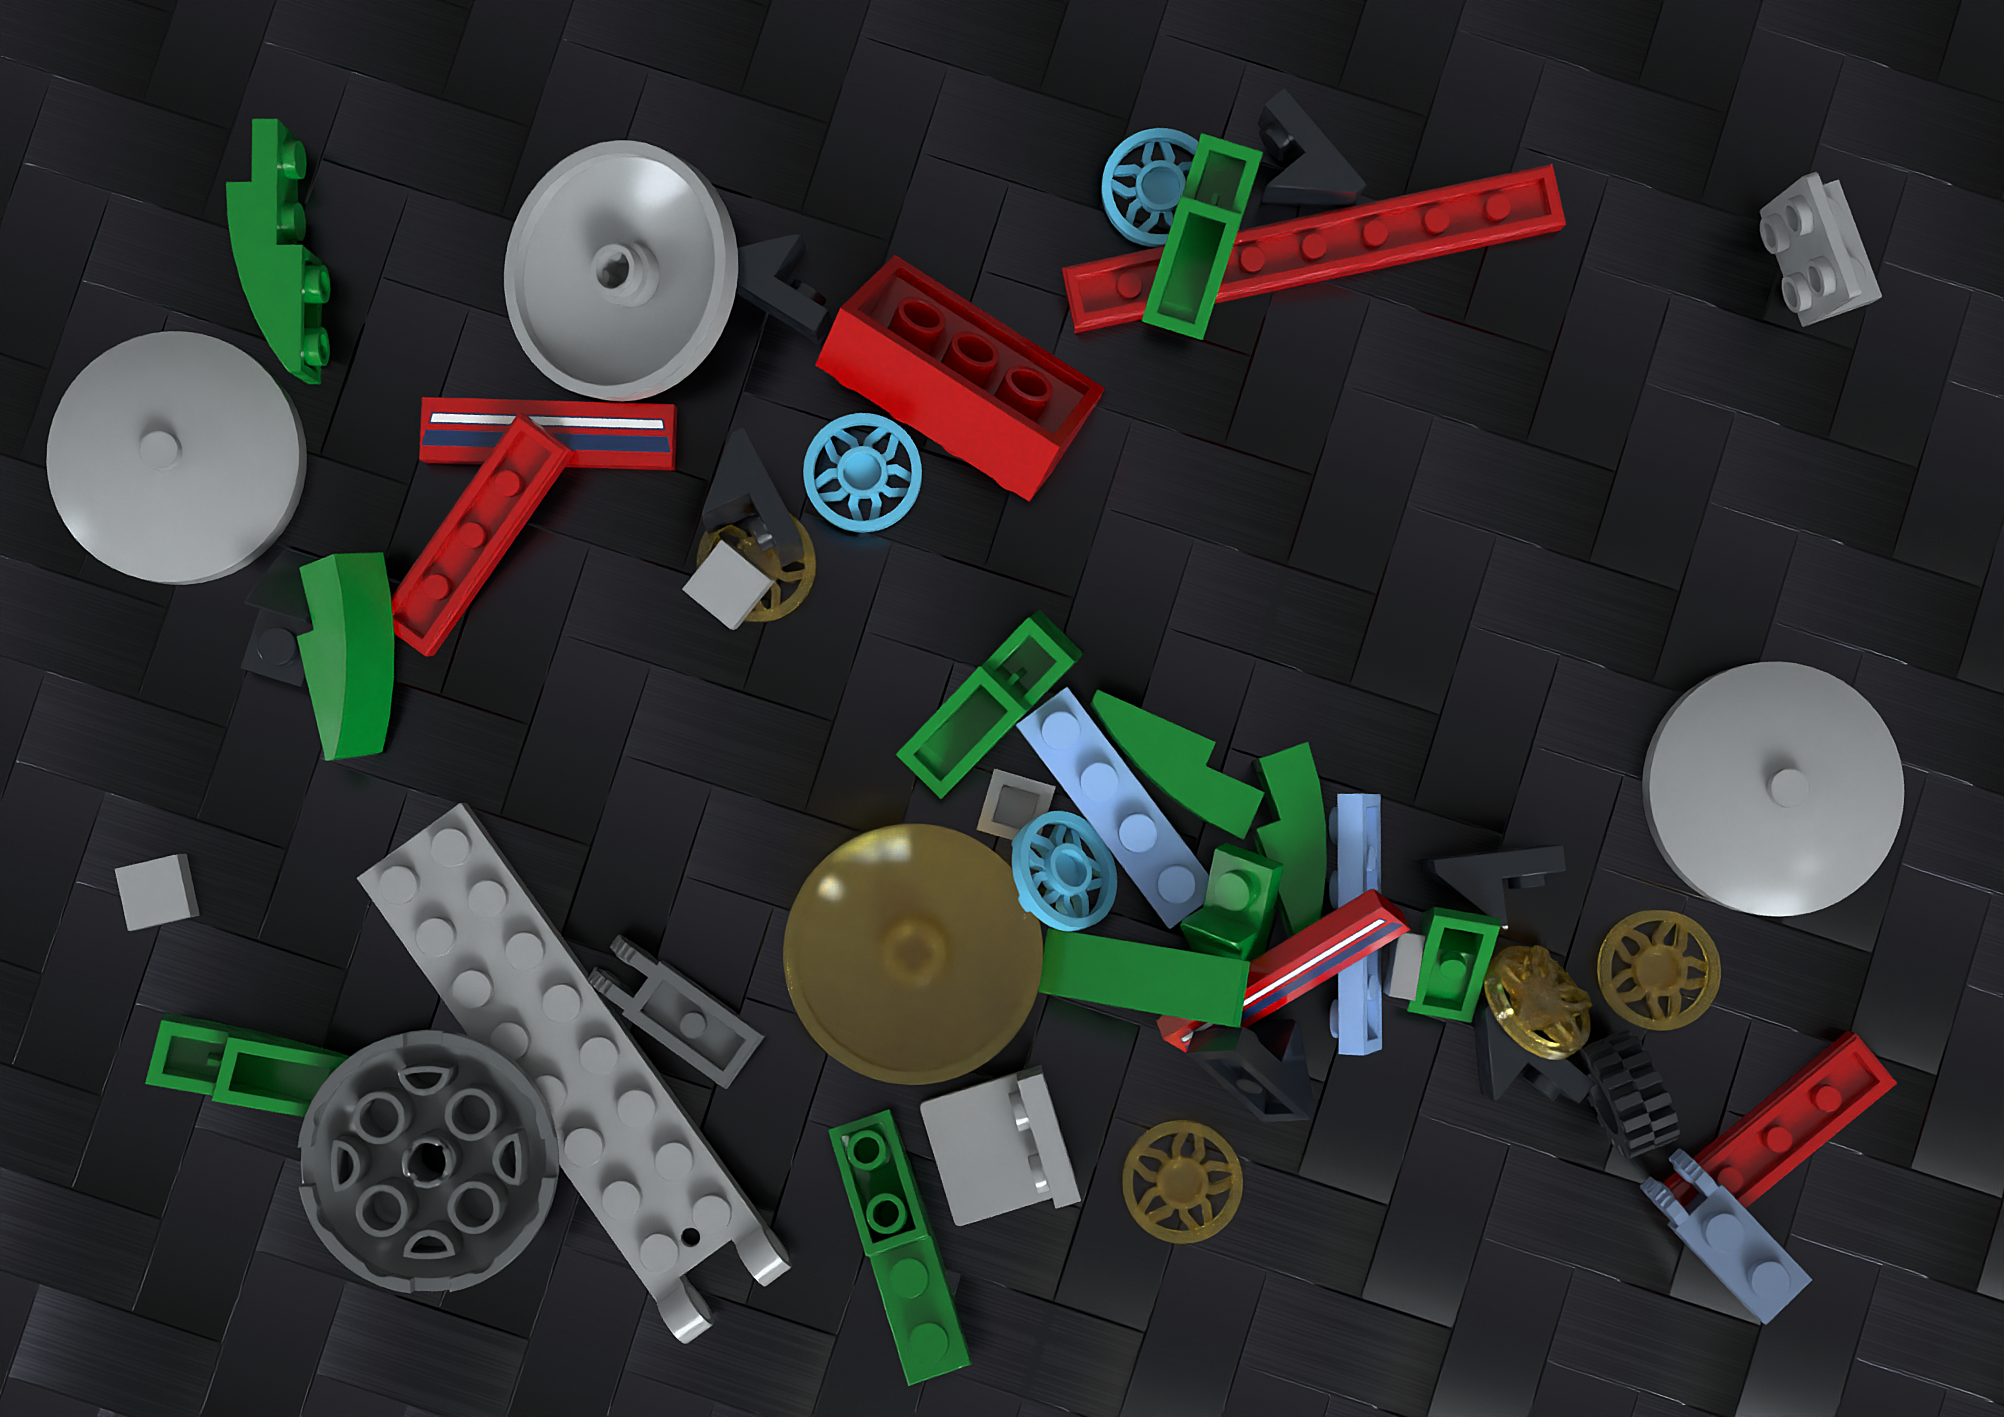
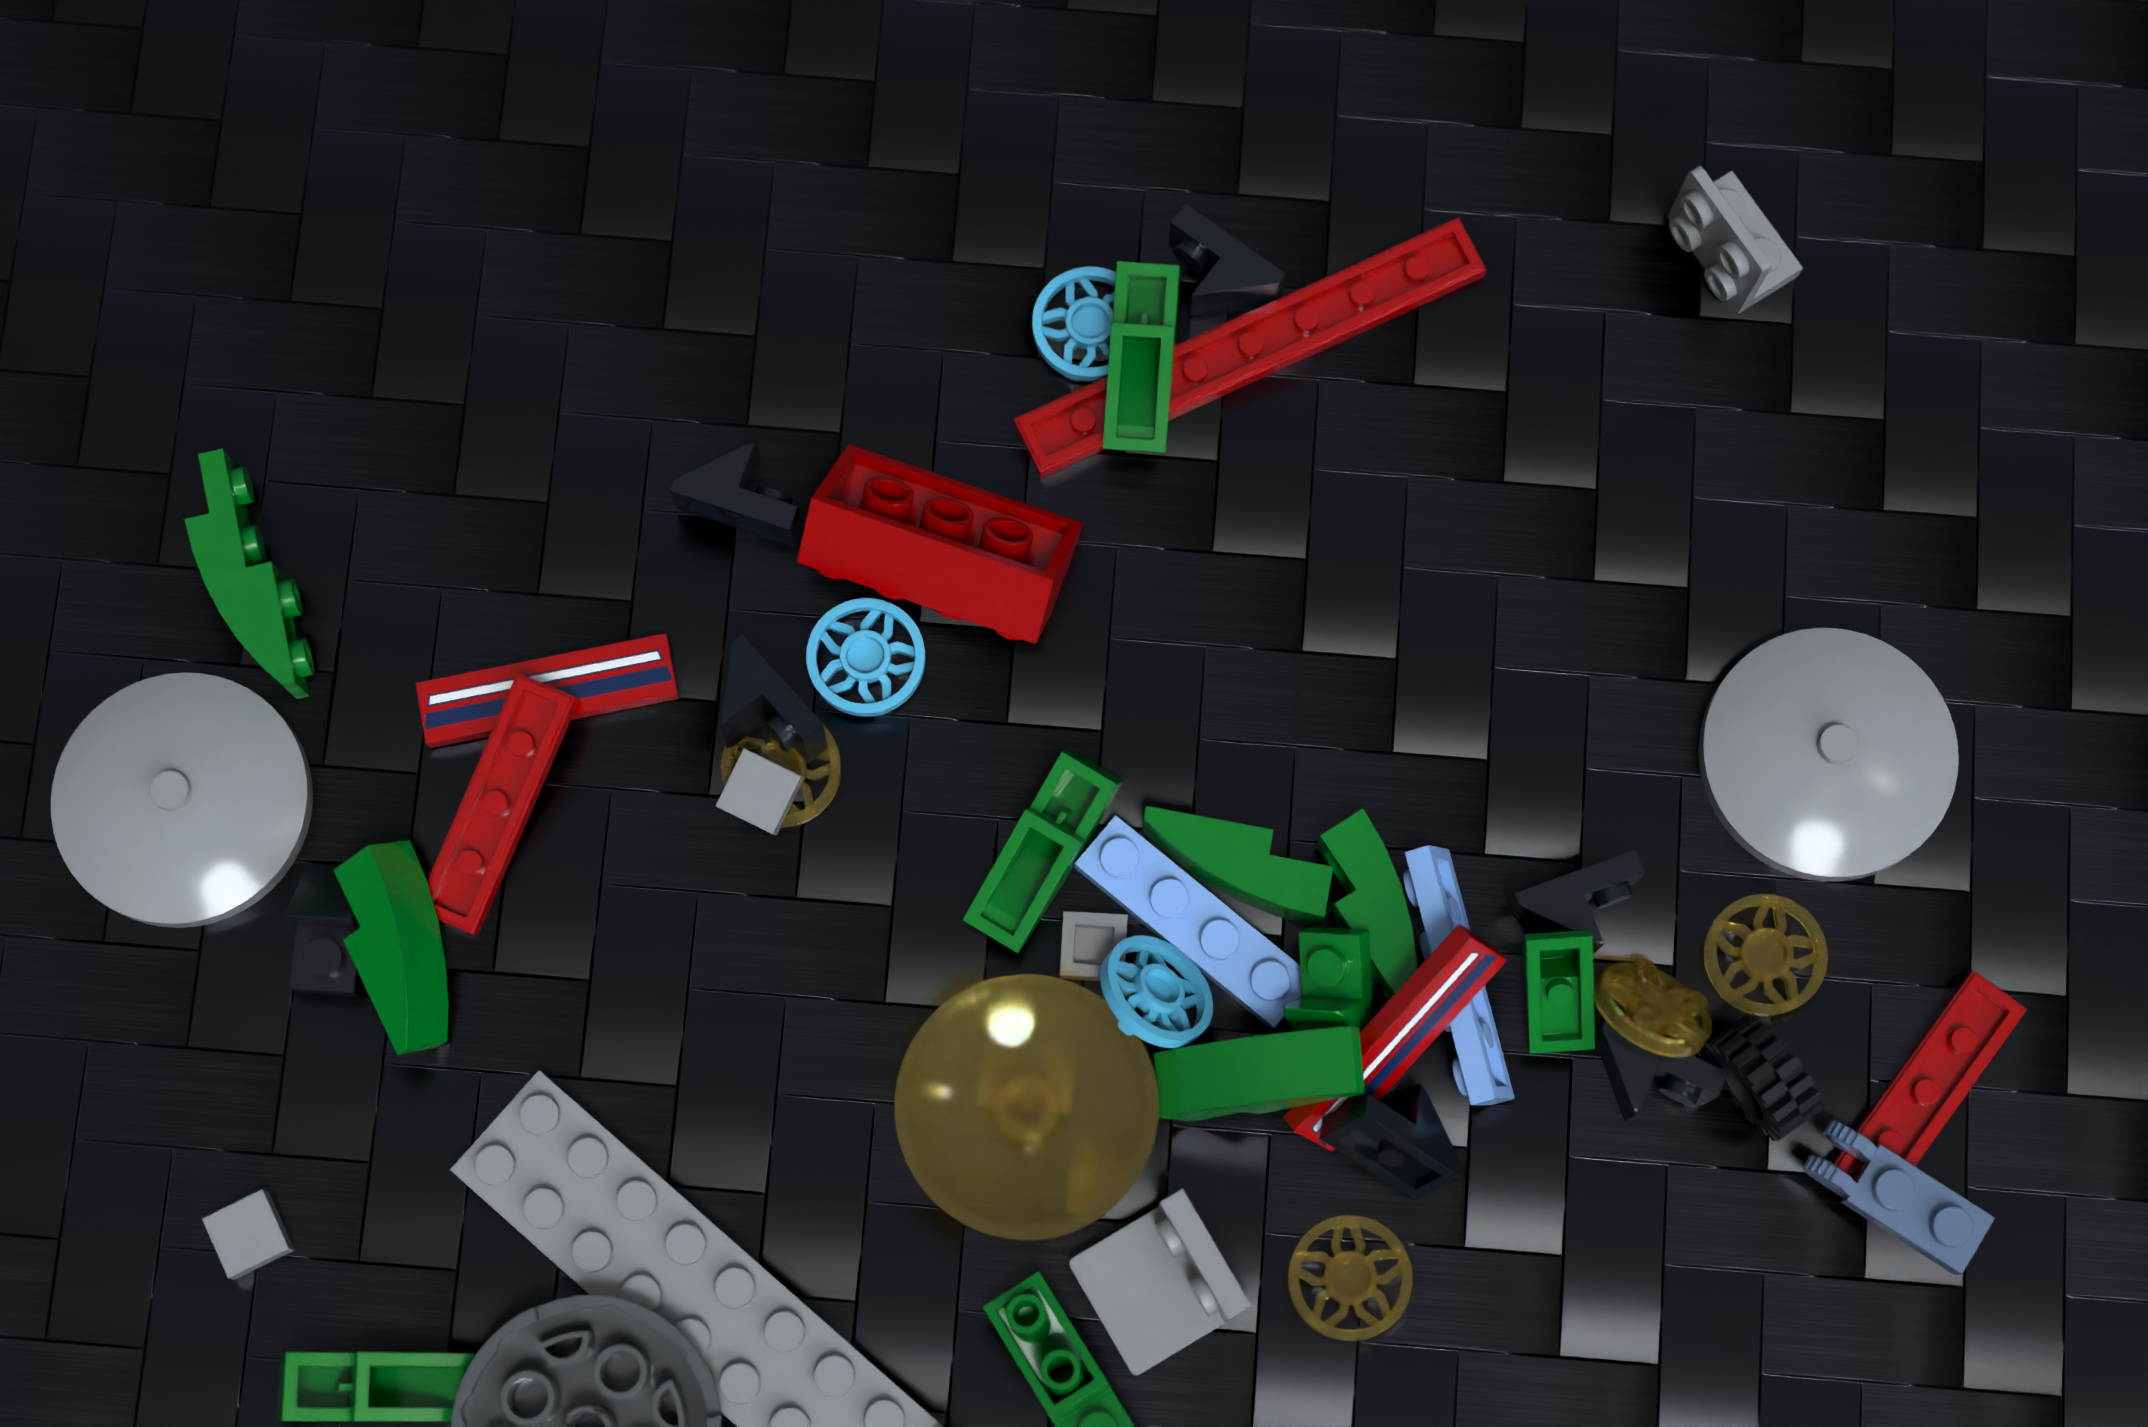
camera: 15 degrees left, 10 degrees down
(620, 271) = (587, 517): light grey dish -> none
(681, 1014) = (809, 1229): dark grey hinge -> none
(1403, 966) = (1513, 1006): light grey tile -> none

